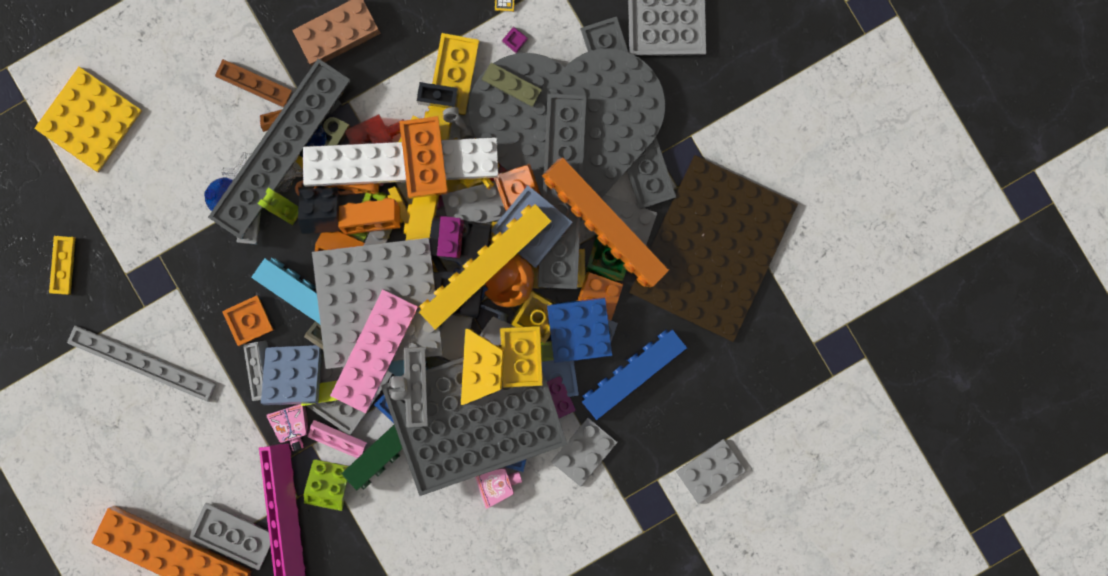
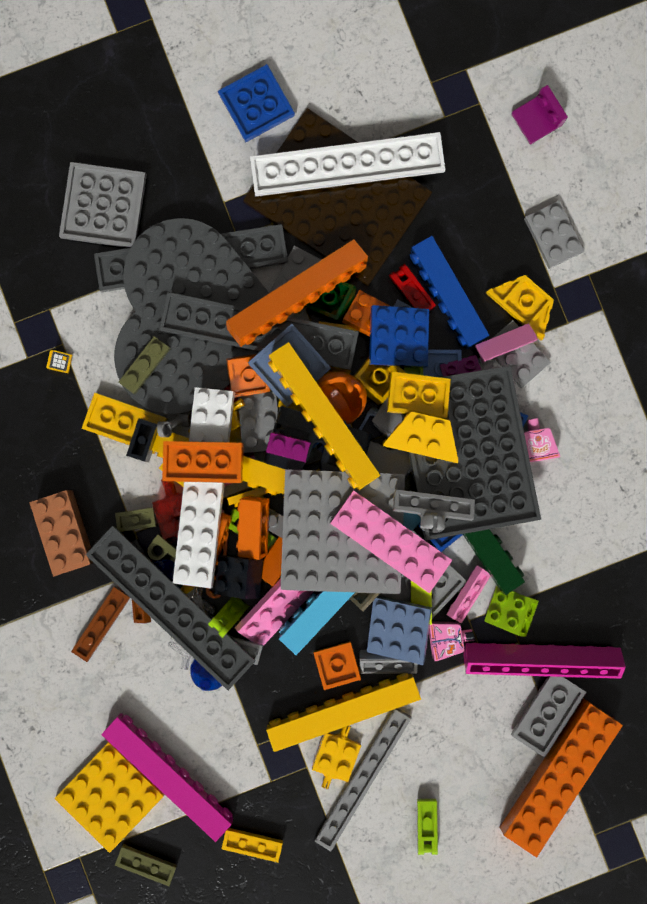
camera: 85 degrees left, 0 degrees up
(27, 165) = (145, 865): none -> olive plate
(105, 433) = (427, 826): none -> lime plate
(115, 173) = (168, 776): none -> dark pink brick
(159, 333) = (336, 756): none -> yellow plate
(203, 333) = (342, 712): none -> yellow brick
(288, 247) = (271, 613): none -> bright pink plate
(360, 100) = (136, 519): none -> olive plate
(514, 40) = (101, 358): magenta tile -> none
(591, 438) = (506, 342): none -> bright pink slope
(631, 337) = (411, 289): none -> red plate
(636, 452) = (525, 303): none -> yellow wing
(745, 252) = (347, 164): none -> white plate
(794, 152) = (256, 103): none -> blue plate
(826, 437) = (540, 115): none -> magenta bracket

